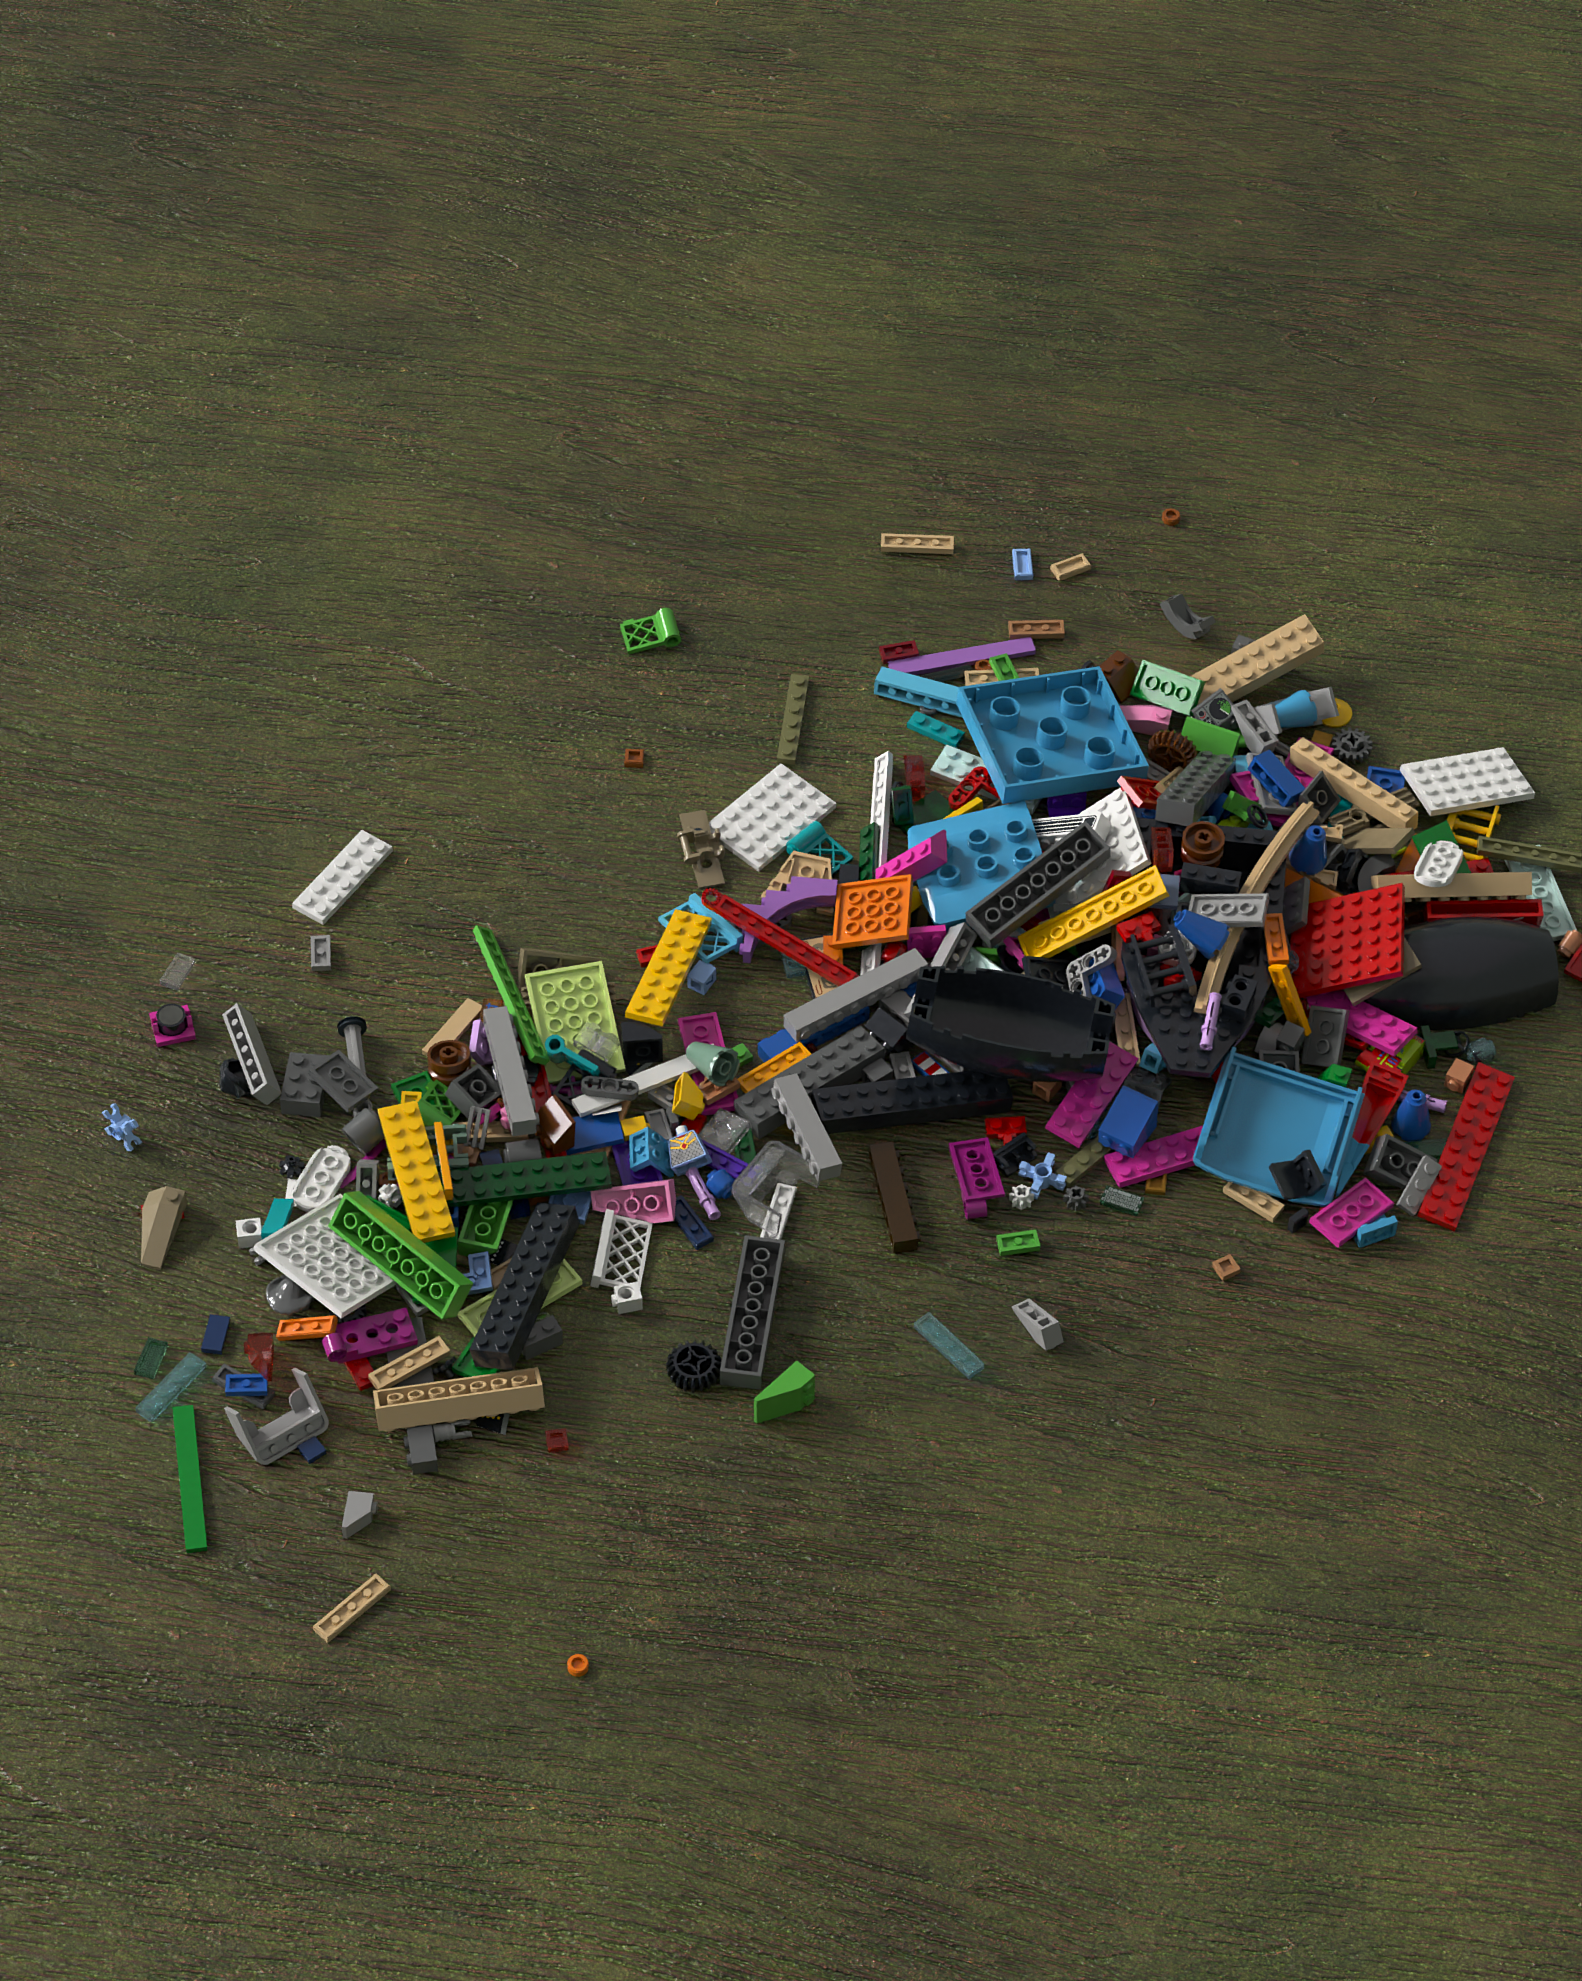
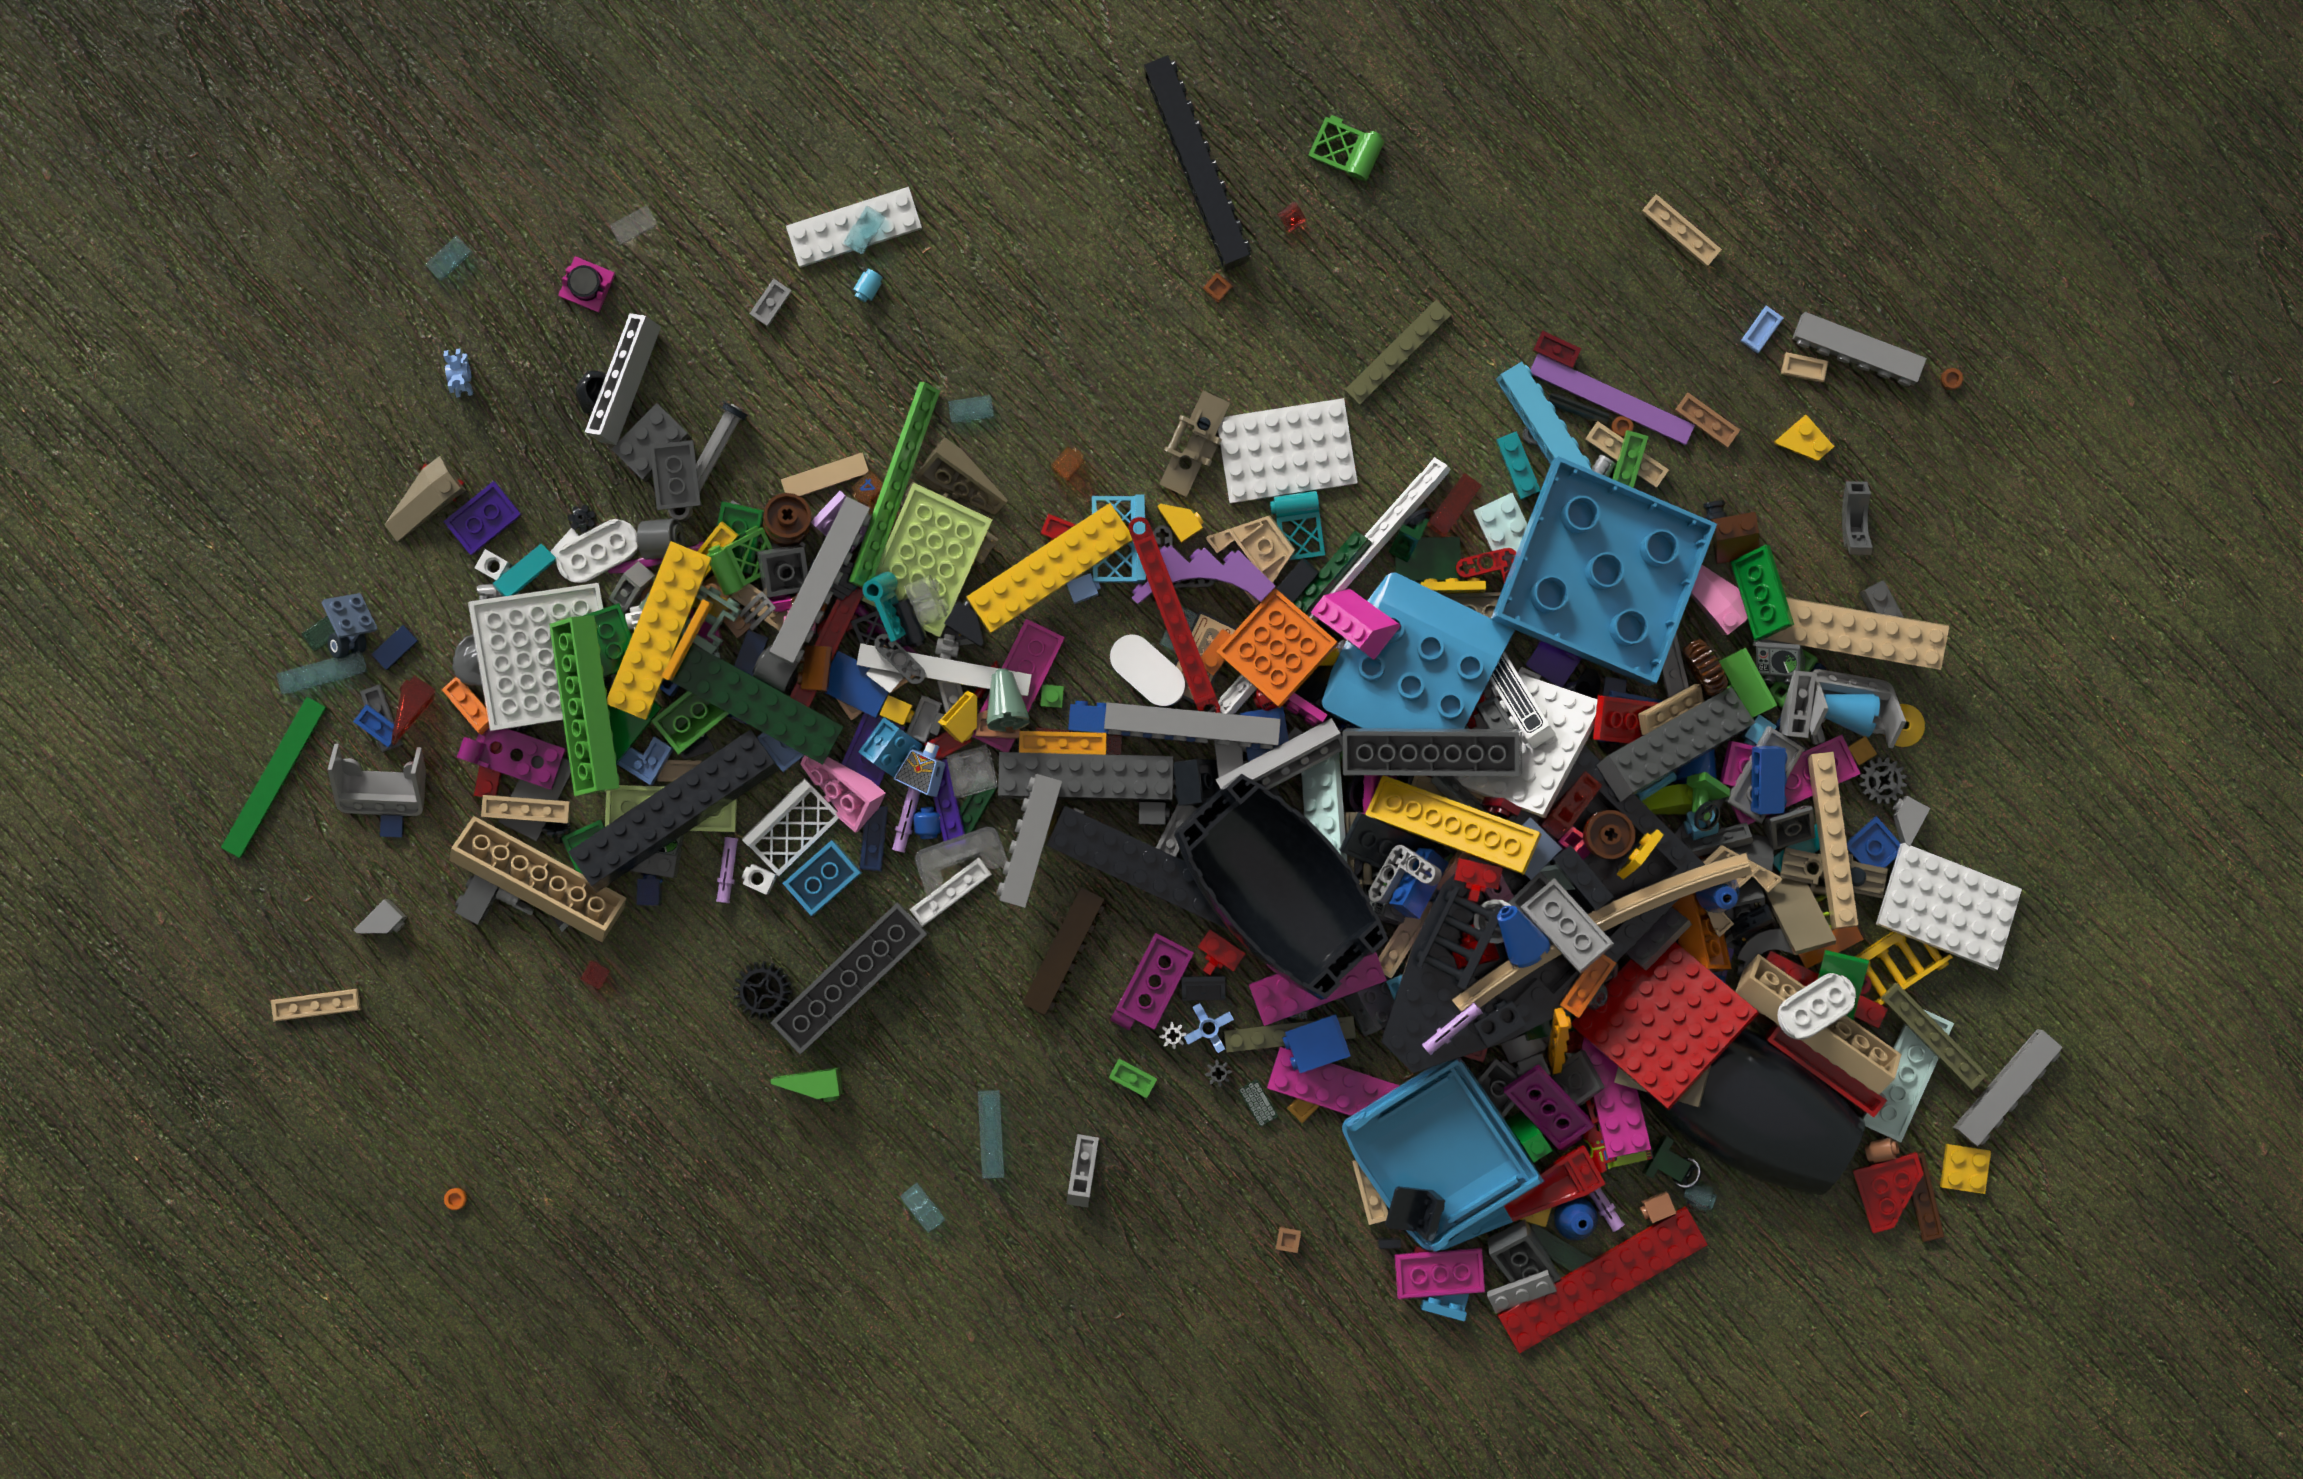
camera: 40 degrees right, 35 degrees up
(53, 1071) = (448, 258): none -> clear light blue plate
(175, 1350) = (350, 621): none -> sand blue plate
(215, 1210) = (482, 518): none -> dark purple plate
(353, 866) = (864, 230): none -> clear light blue slope
(383, 900) = (867, 285): none -> medium azure brick
(523, 928) = (971, 409): none -> clear light blue plate
(551, 1359) = (649, 890): none -> clear blue brick
(556, 693) = (1196, 163): none -> black brick
(601, 1315) = (727, 868): none -> lavender pin
(623, 913) = (1068, 463): none -> clear orange brick
(635, 1066) = (947, 647): none -> light grey gear
(648, 687) = (1291, 217): none -> clear red plate
(674, 1263) = (822, 878): none -> dark azure brick
(738, 891) = (1181, 521): none -> yellow slope
(787, 994) = (1147, 670): none -> white tile
(944, 1425) = (922, 1207): none -> clear light blue slope
(1095, 534) = (1858, 349): none -> light grey brick
(1111, 602) = (1805, 439): none -> yellow wing
(1234, 843) = (1639, 855): none -> yellow wing
(1334, 1043) = (1546, 1120): none -> magenta hinge
(1389, 753) = (1908, 818): none -> light grey slope

